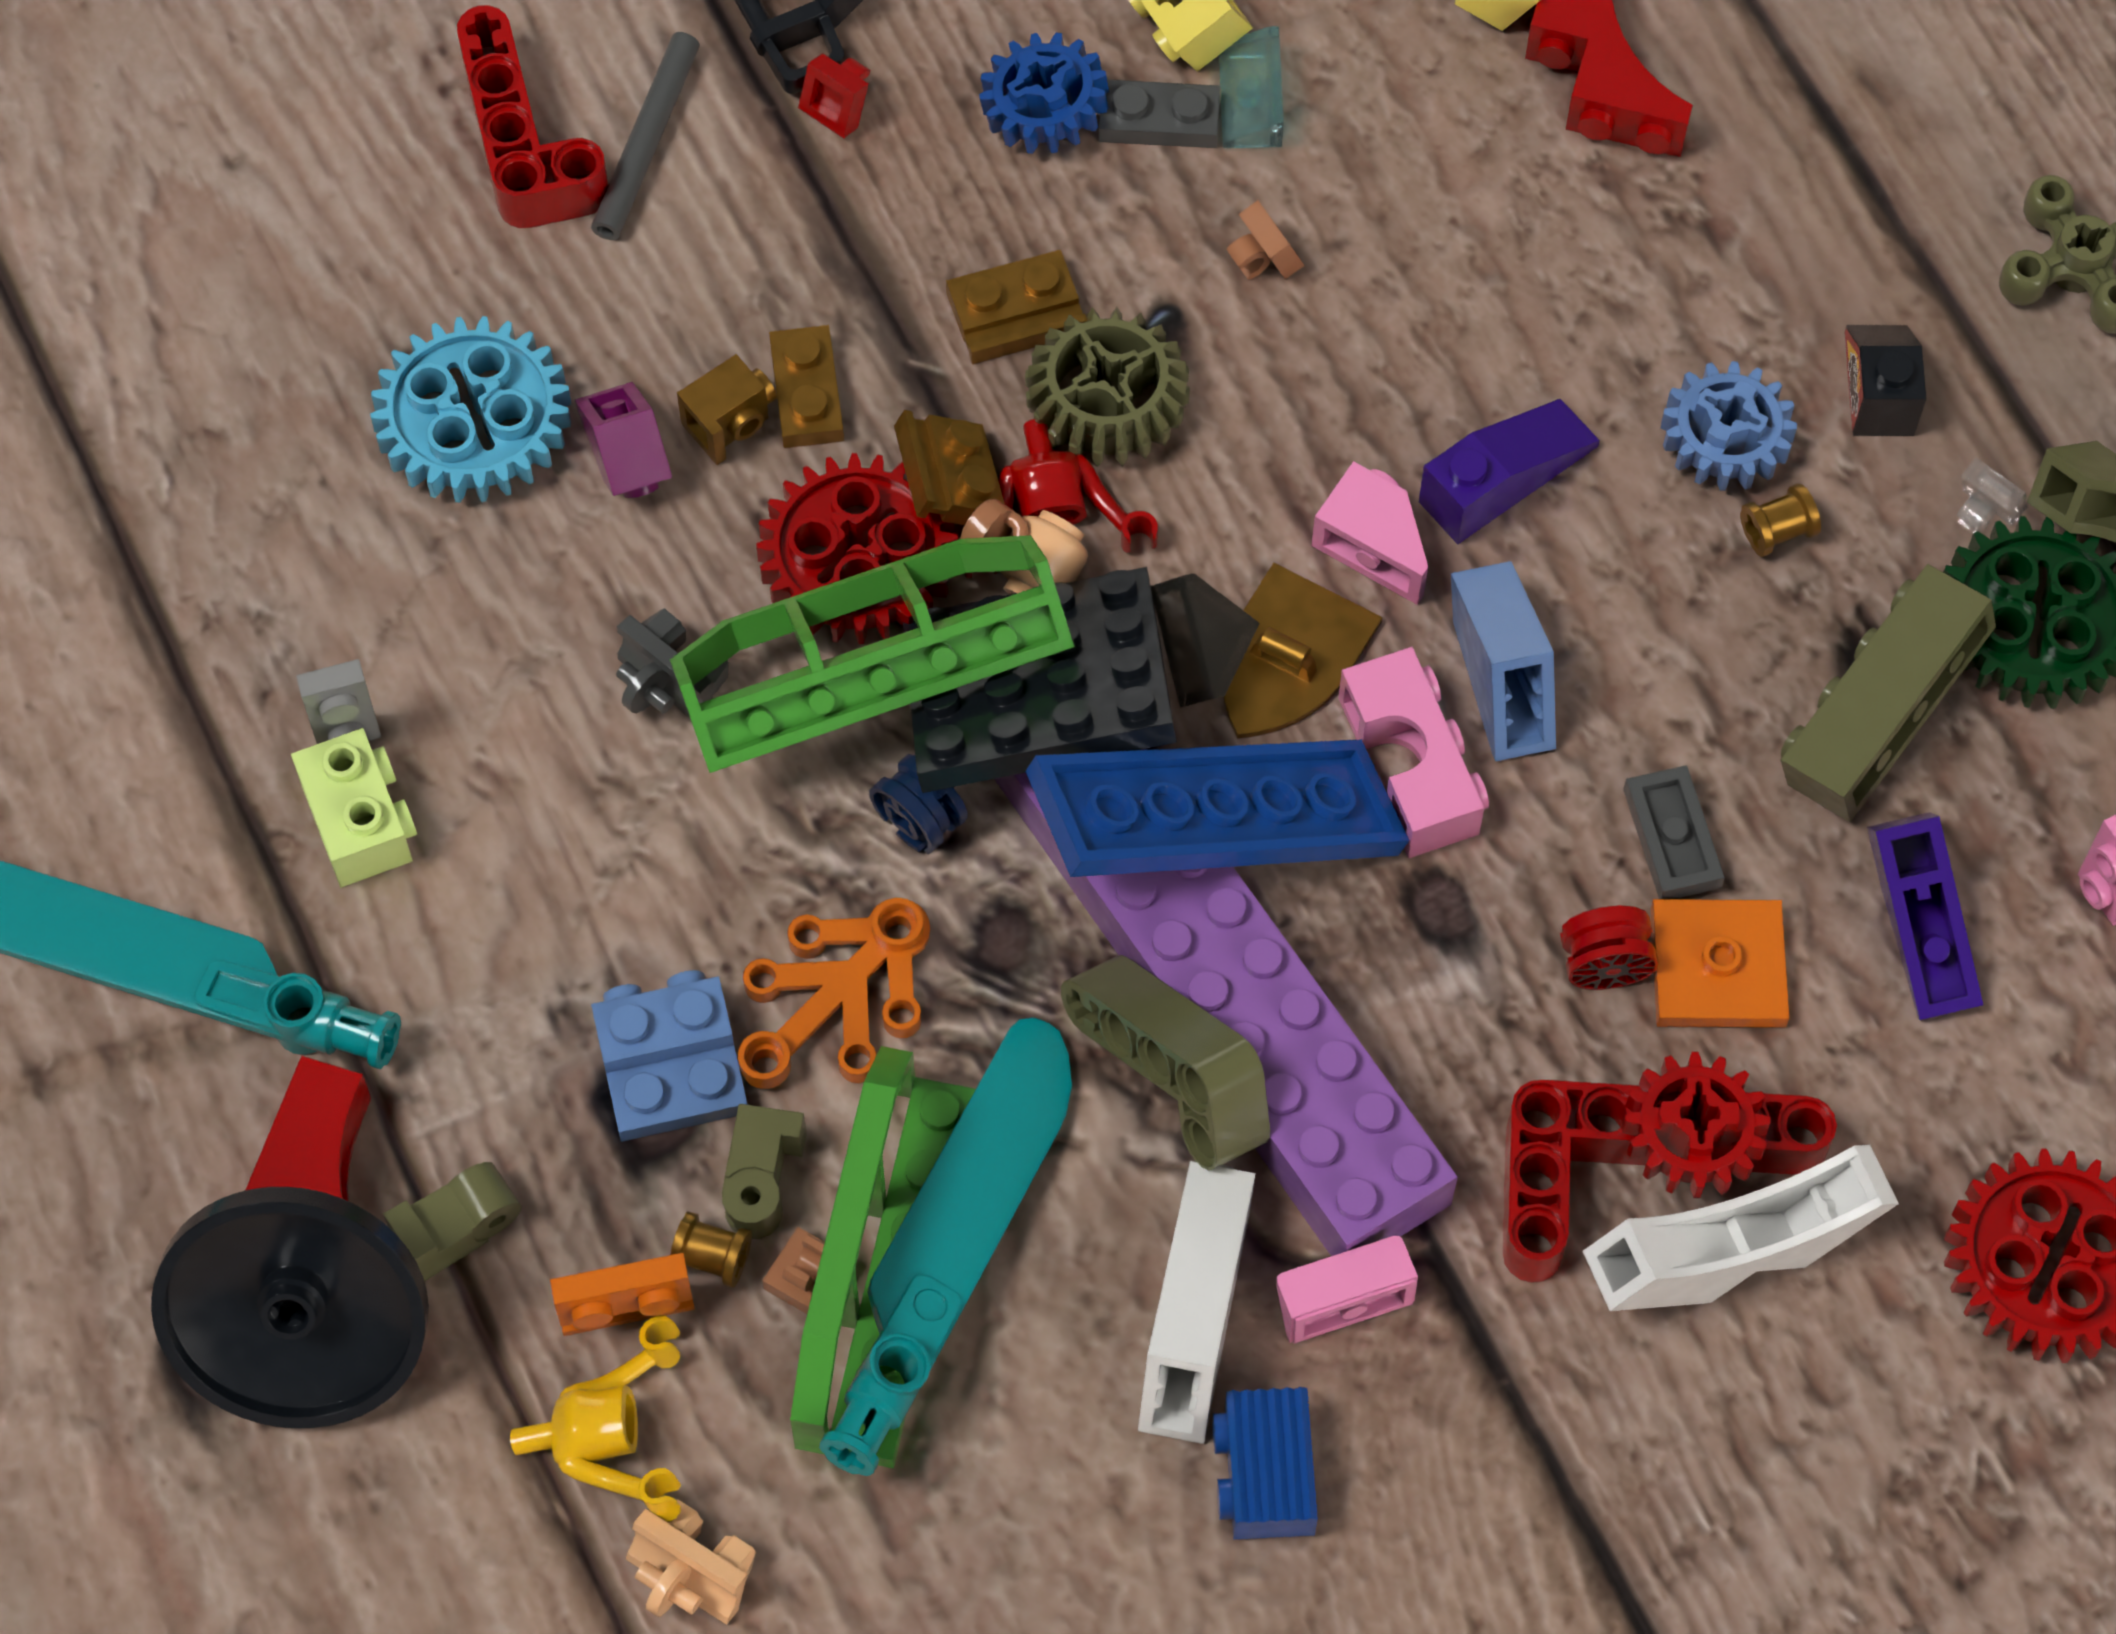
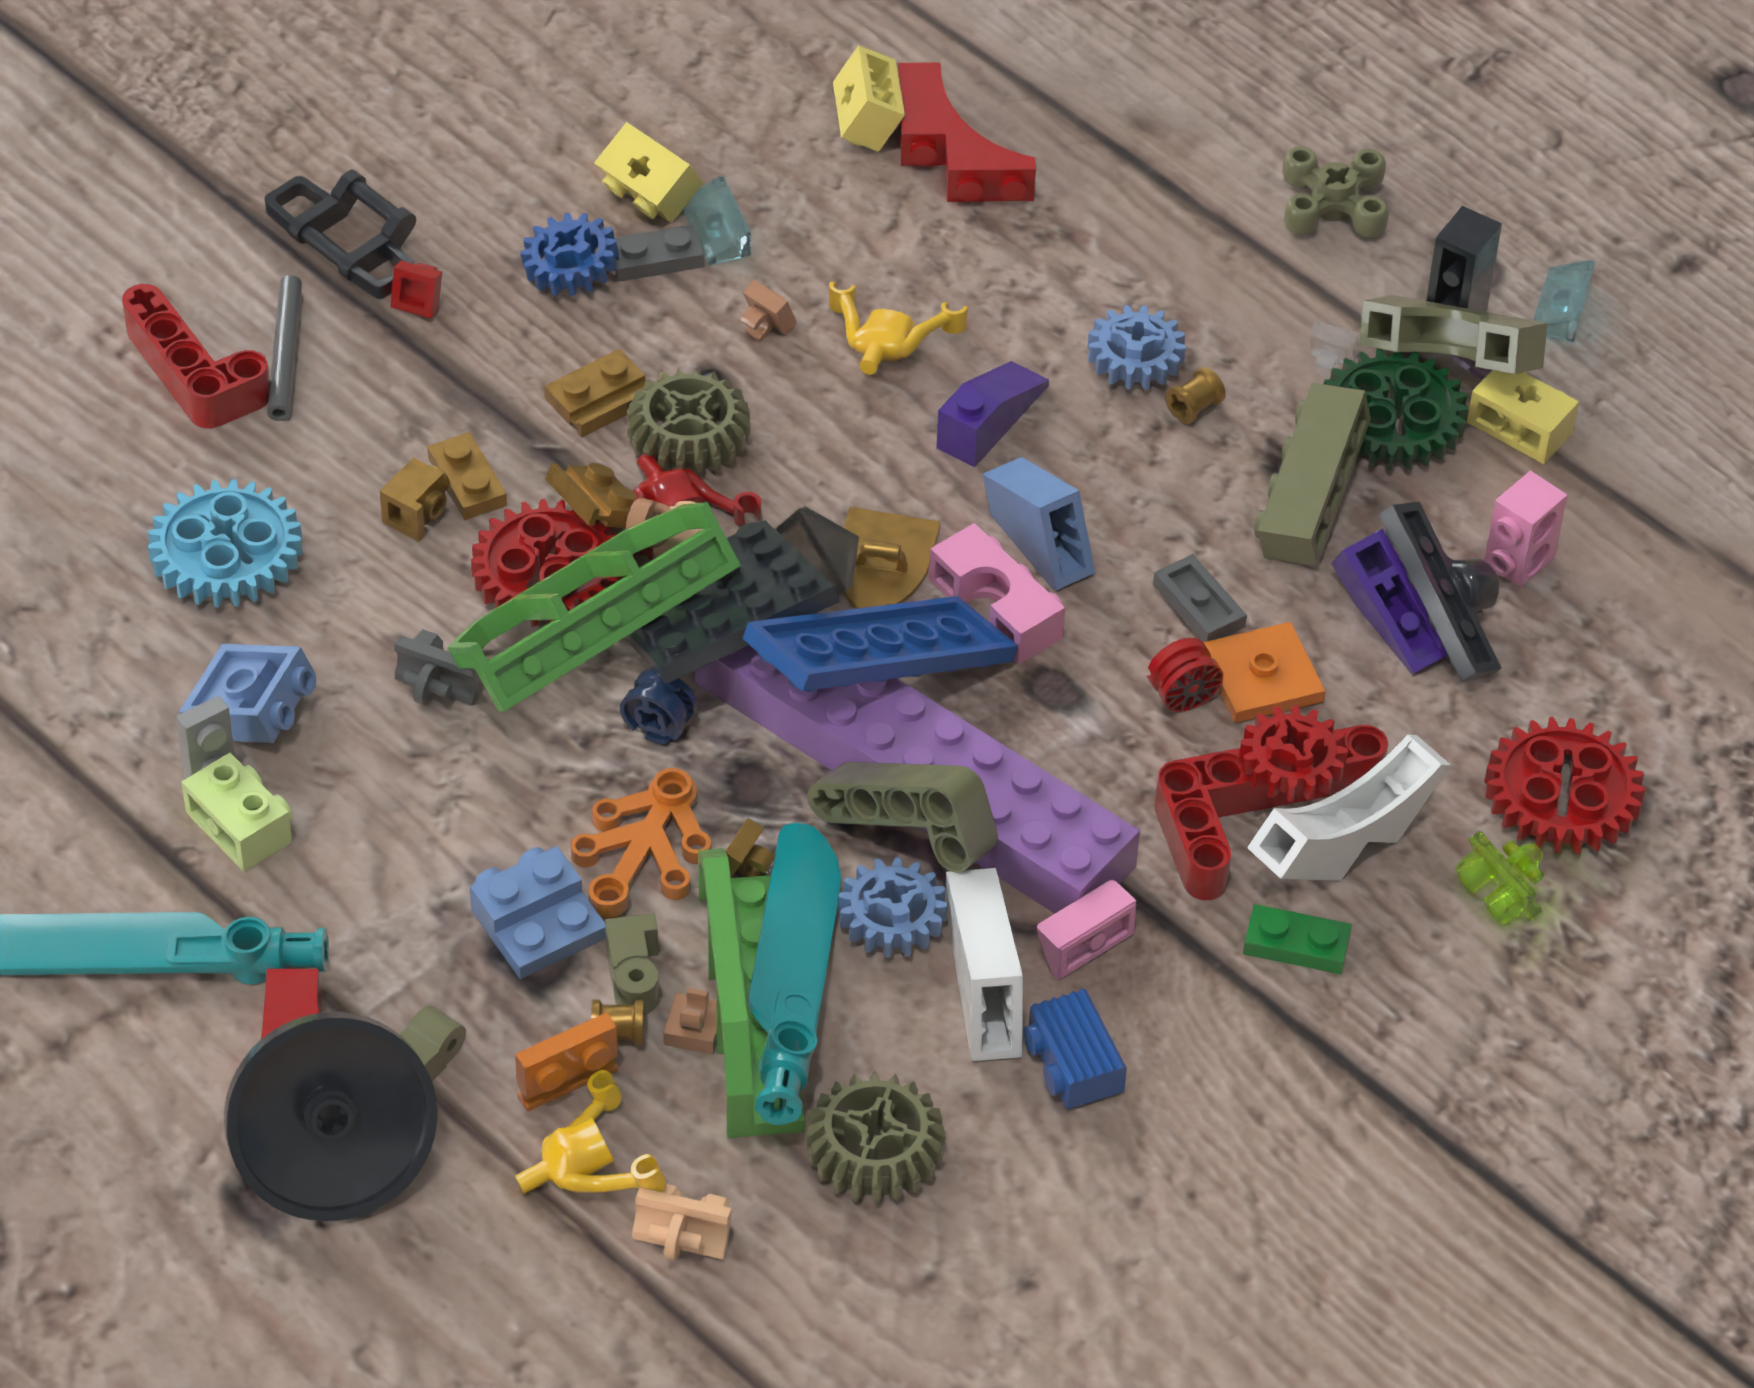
camera: 20 degrees left, 15 degrees down
(427, 637) = (258, 686): none -> medium blue plate
(624, 440) = (349, 535): magenta slope -> none
(950, 1051) = (745, 856): none -> pearl gold tile
(992, 1534) = (895, 1159): none -> olive gear
(1083, 1183) = (892, 907): none -> medium blue gear
(1373, 531) = (917, 467): bright pink slope -> none
(1411, 318) = (889, 333): none -> yellow piece
(1618, 1378) = (1297, 939): none -> green plate
(1884, 379) = (1233, 298): black slope -> none
(1905, 1344) = (1488, 863): none -> clear neon green hips
(1999, 923) = (1448, 588): none -> black plate

